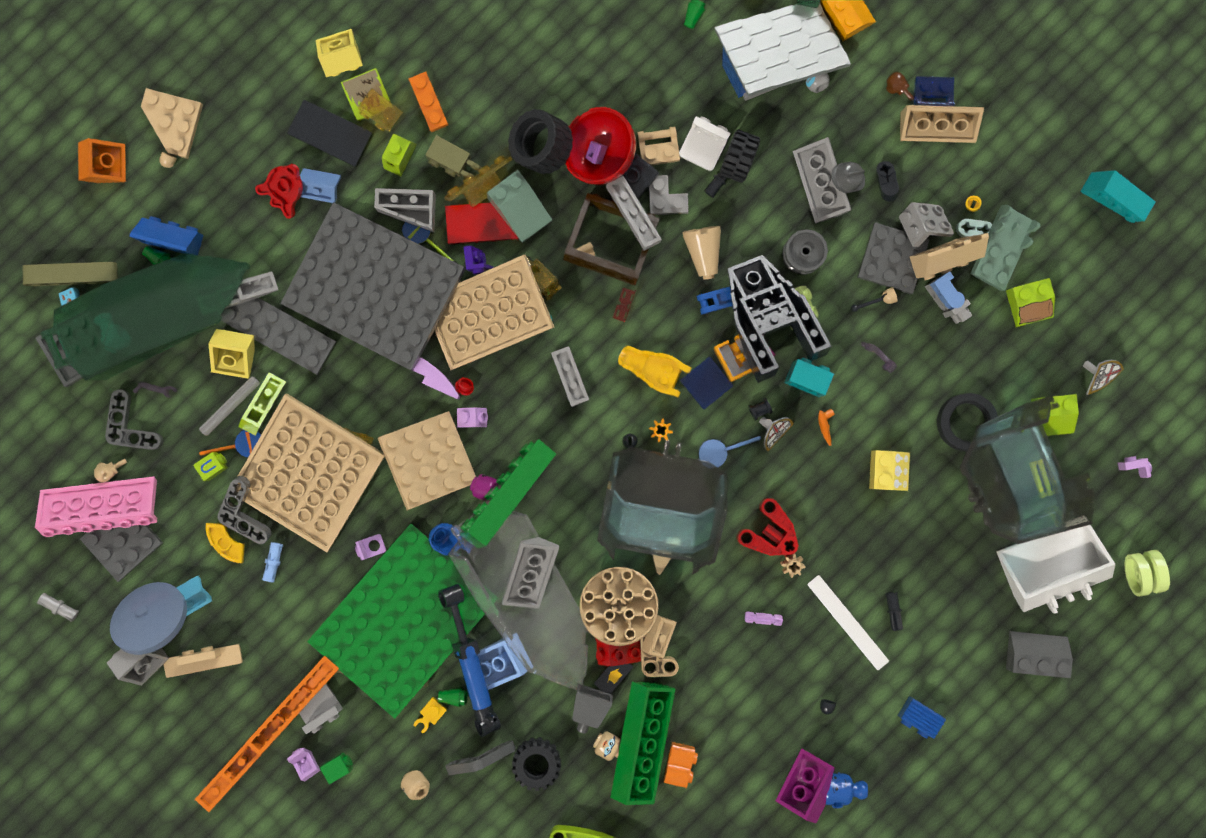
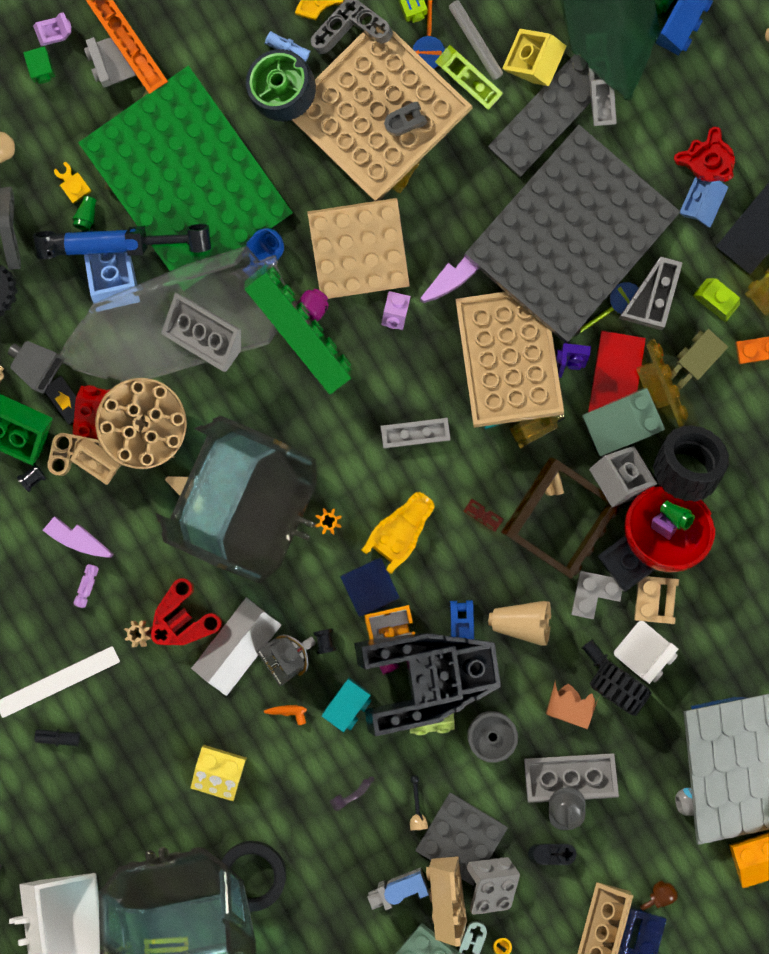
camera: 110 degrees right, 0 degrees up
(315, 452) = (397, 124): none -> dark grey plate
(315, 550) = (291, 96): none -> wheel
(363, 550) = (273, 153): lavender bracket -> none
(464, 386) = (433, 310): red plate -> none
(564, 195) = (622, 476): none -> light grey brick
(585, 143) = (678, 515): none -> green cone
(625, 441) = (326, 478): black hinge -> none
(633, 213) = (583, 549): light grey plate -> none
(685, 686) = (32, 477): none -> black bush
(716, 452) = (287, 579): medium blue piece -> none
(727, 636) = (77, 539): none -> lavender slope
(763, 198) = (569, 707): none -> nougat piece
(782, 481) = (236, 646): none -> light grey slope
(784, 441) = (281, 659): none -> dark grey torso

